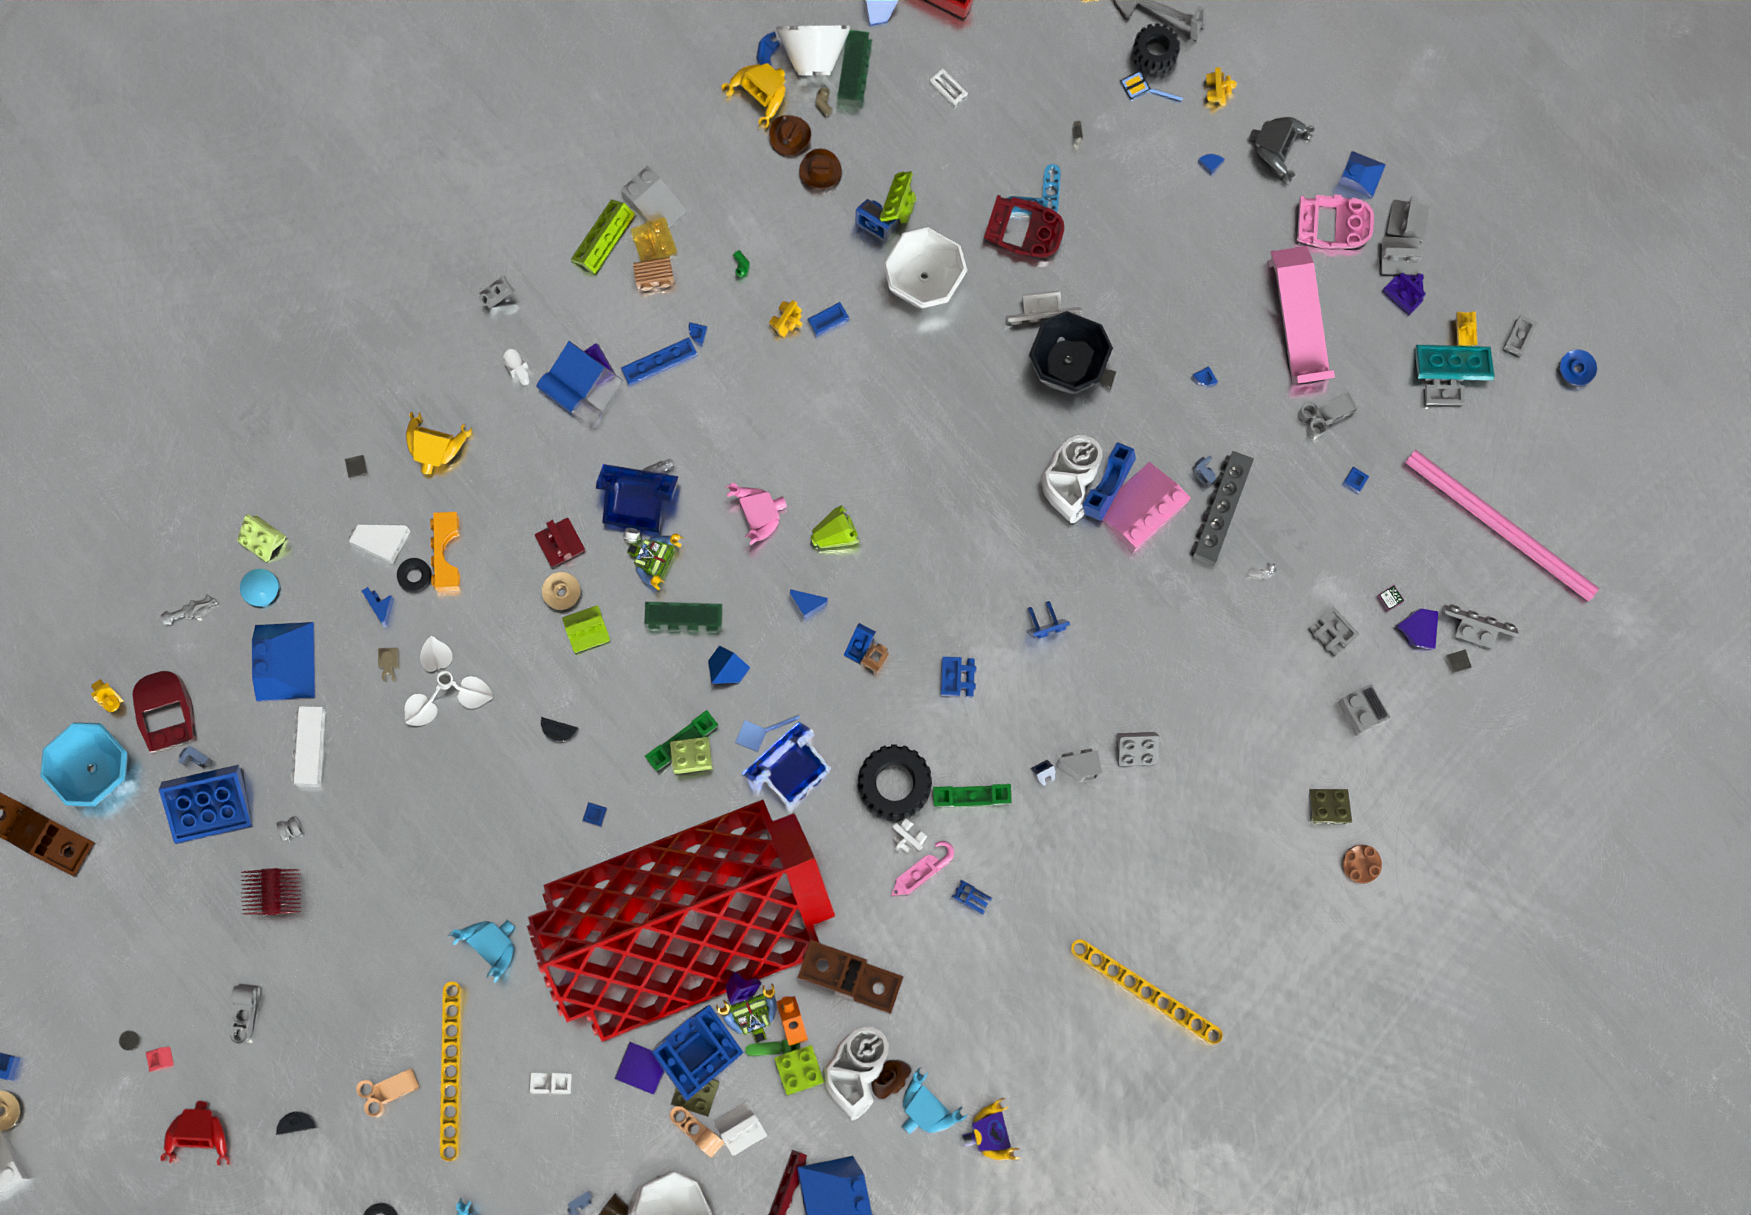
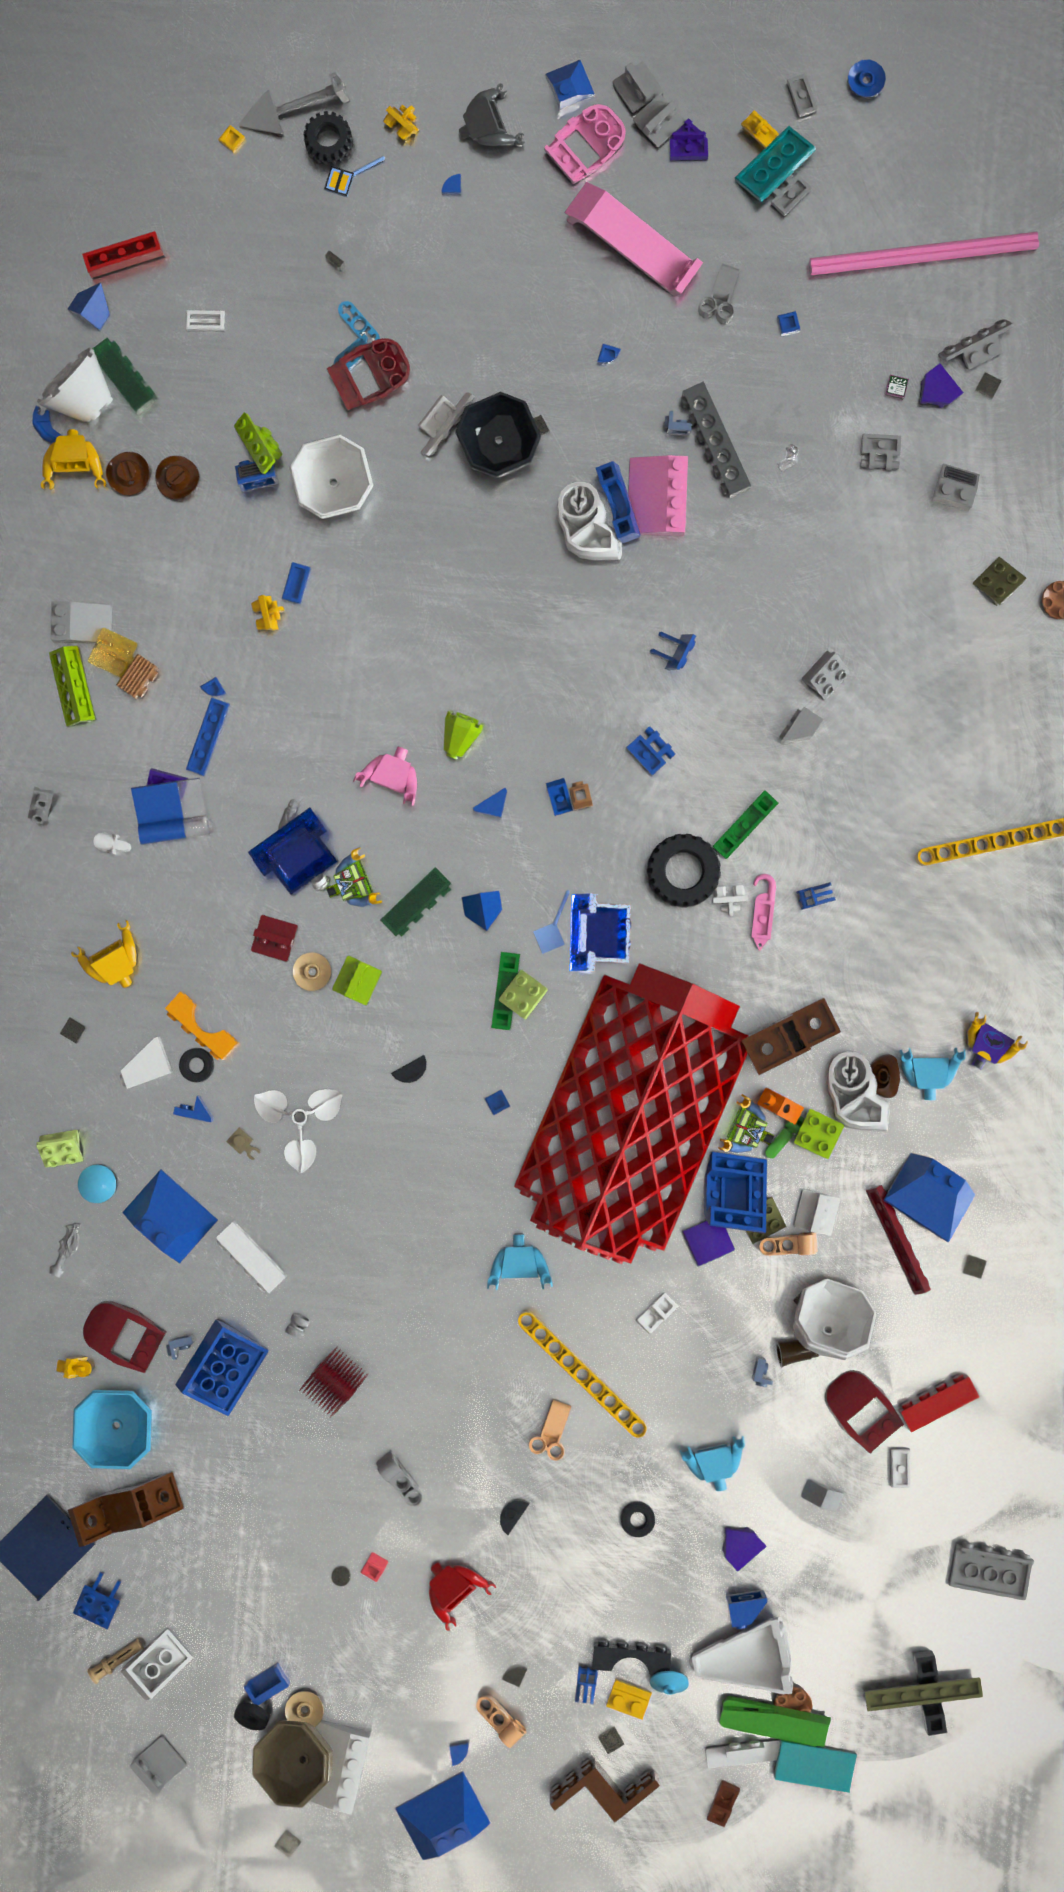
camera: 40 degrees left, 10 degrees up
(741, 989) = (723, 1121): dark purple slope -> none
(743, 264) = (194, 604): green arm -> none
(821, 100) = (124, 424): dark tan arm -> none
(1044, 770) = (777, 757): tile -> none

